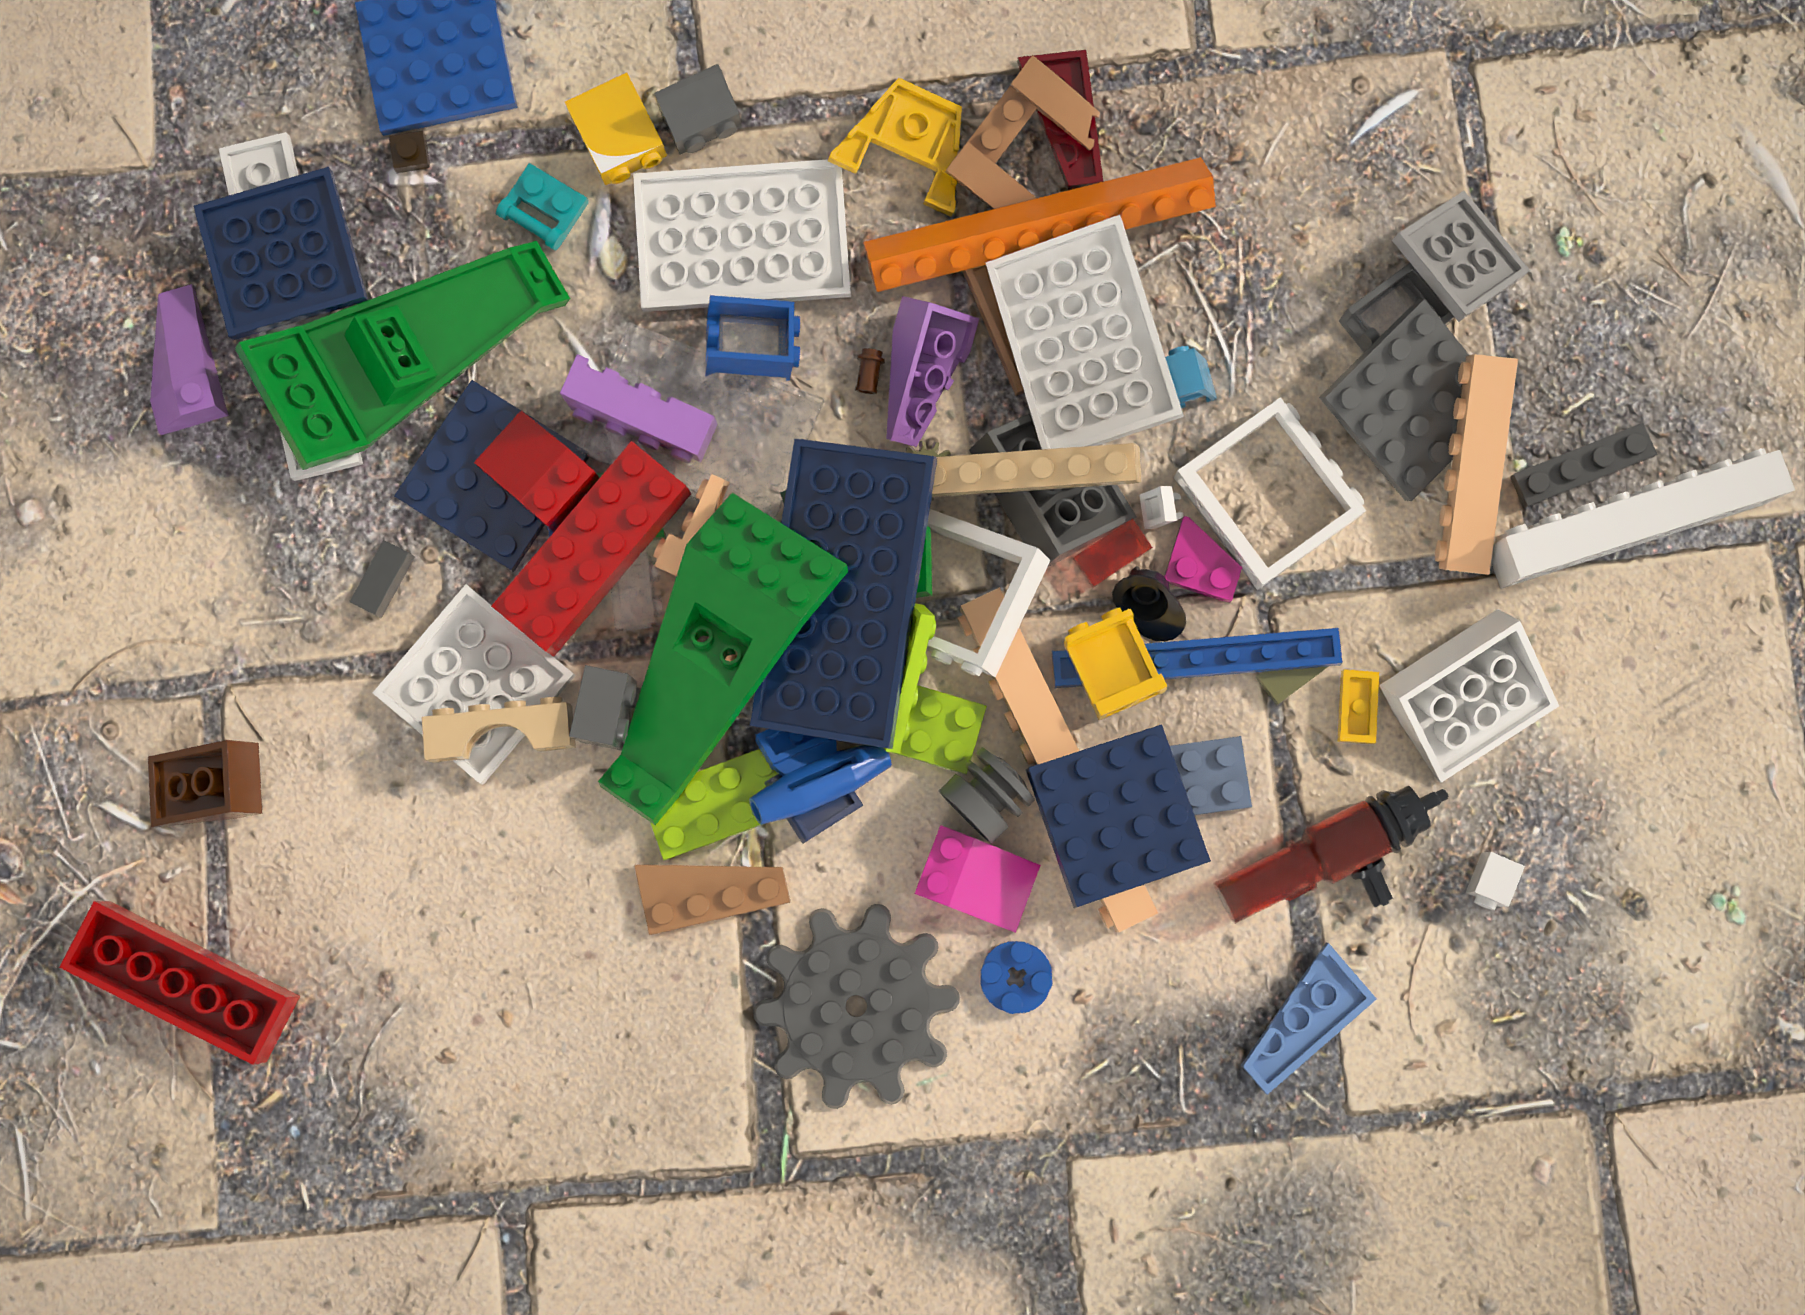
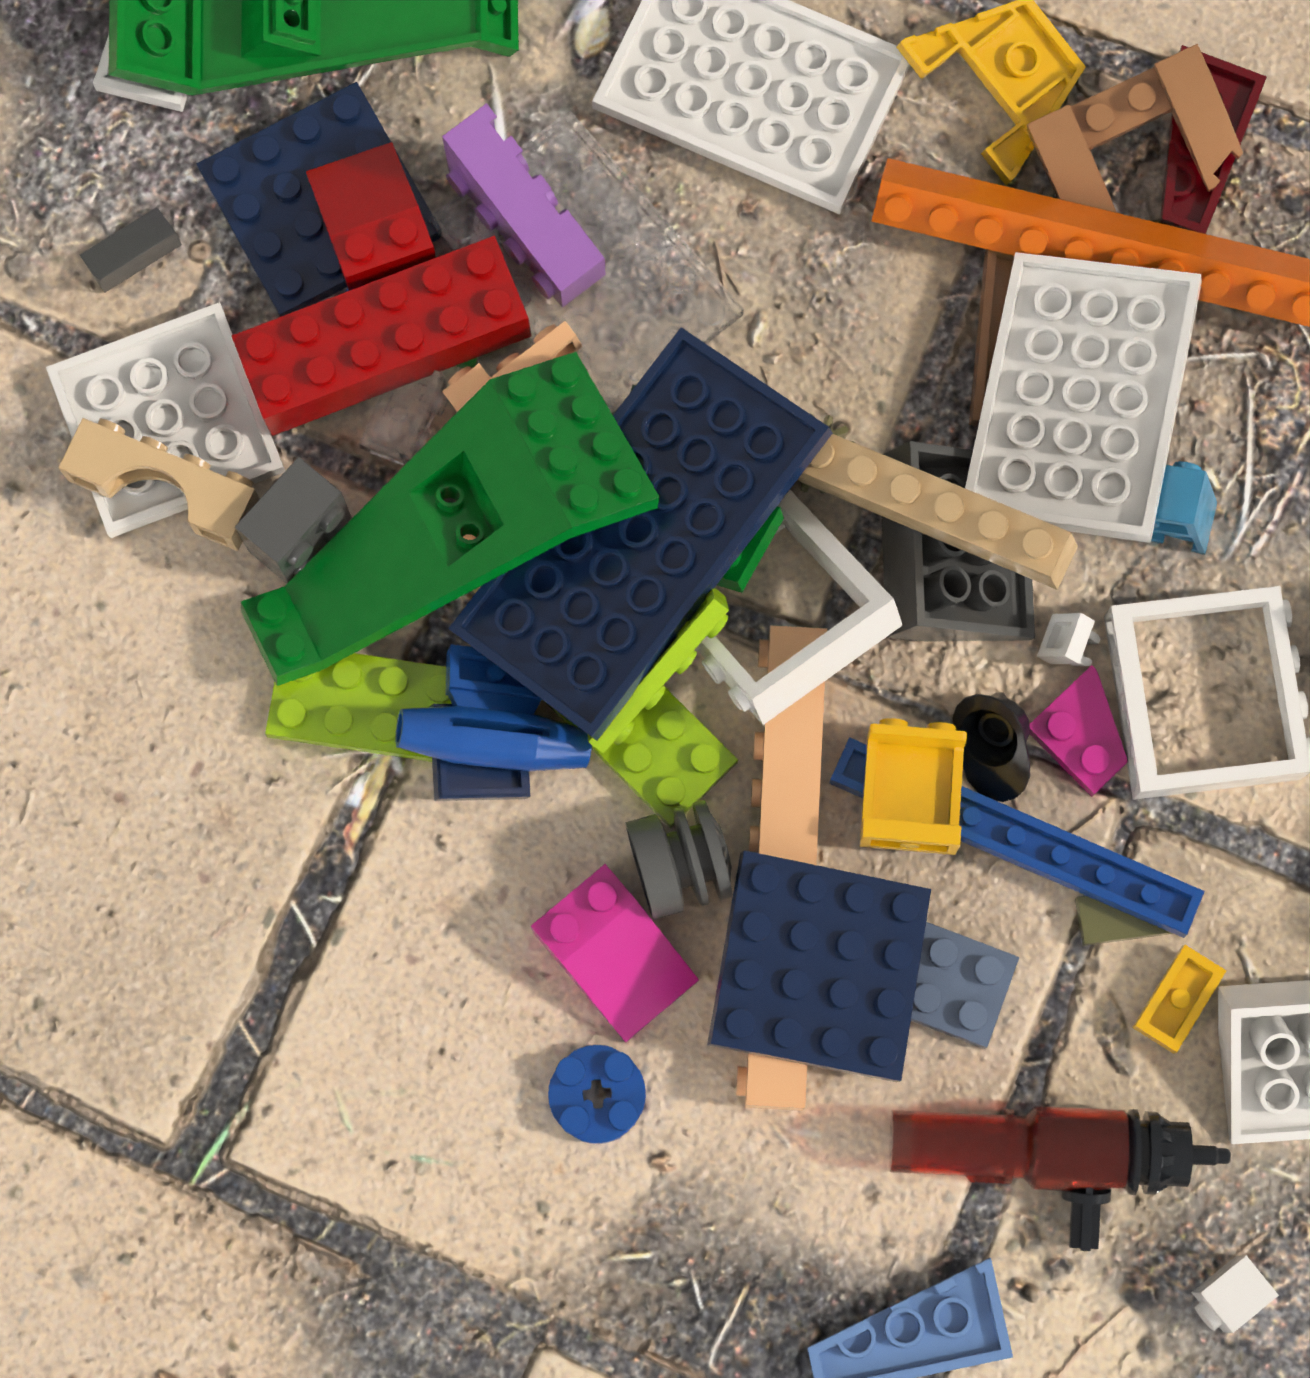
camera: 25 degrees right, 5 degrees down
(700, 894) = (284, 796): medium nougat wing -> none
(751, 337) = (698, 196): blue window -> none
(865, 1046) = (402, 1078): dark grey plate -> none
(869, 370) = (813, 307): reddish brown pin -> none
(924, 355) = (887, 323): medium lavender wedge -> none
(1112, 553) = (983, 663): clear red plate -> none

